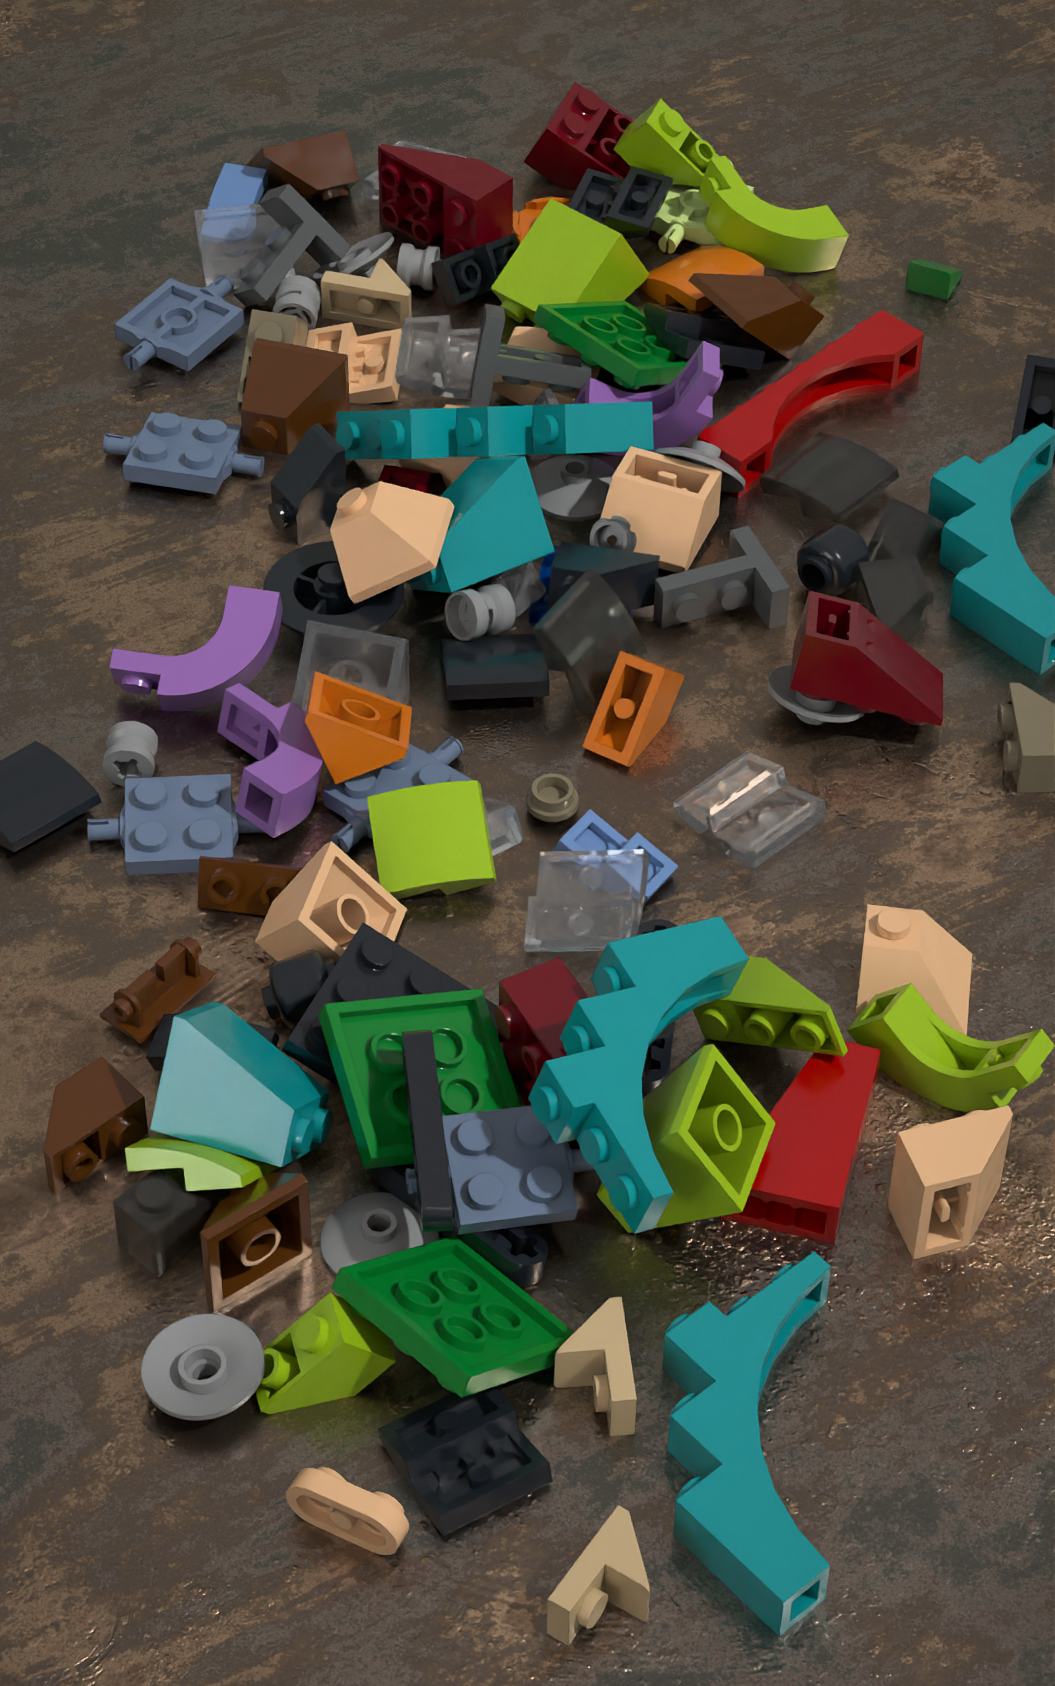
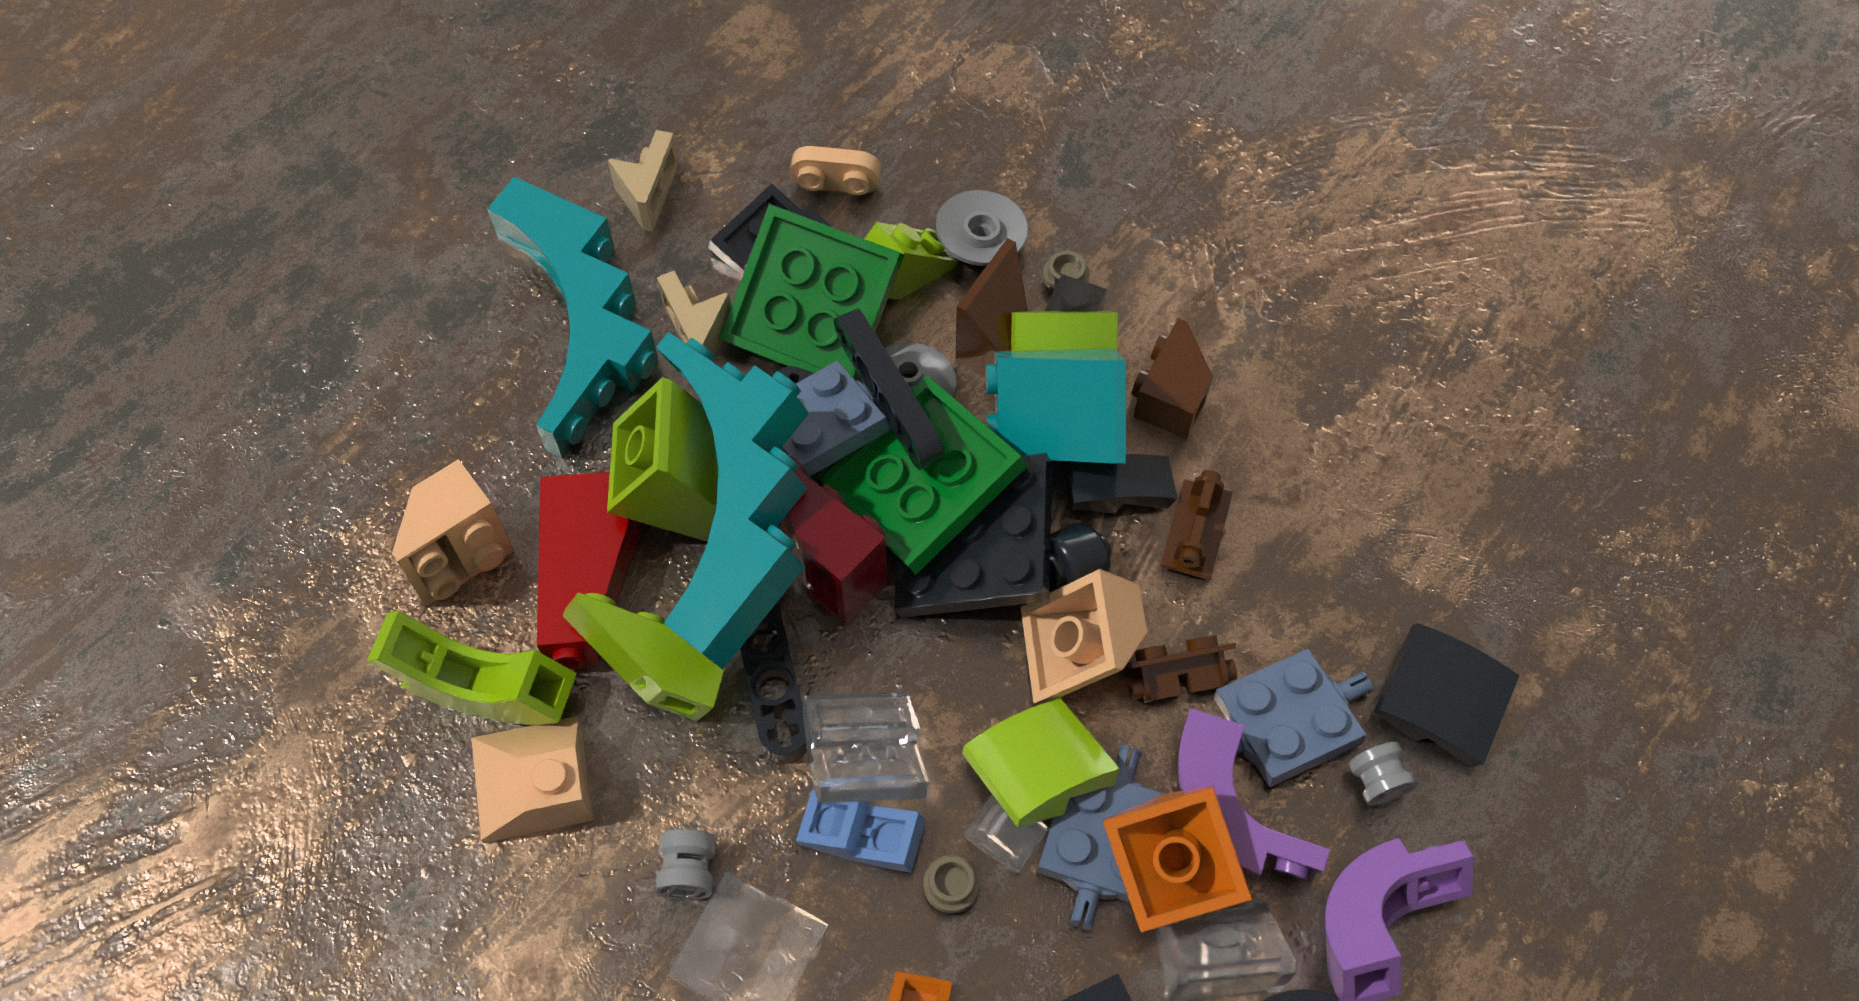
camera: 160 degrees right, 15 degrees up
(130, 1293) = (1065, 263): none -> dark tan plate
(785, 867) = (685, 864): none -> light grey wheel

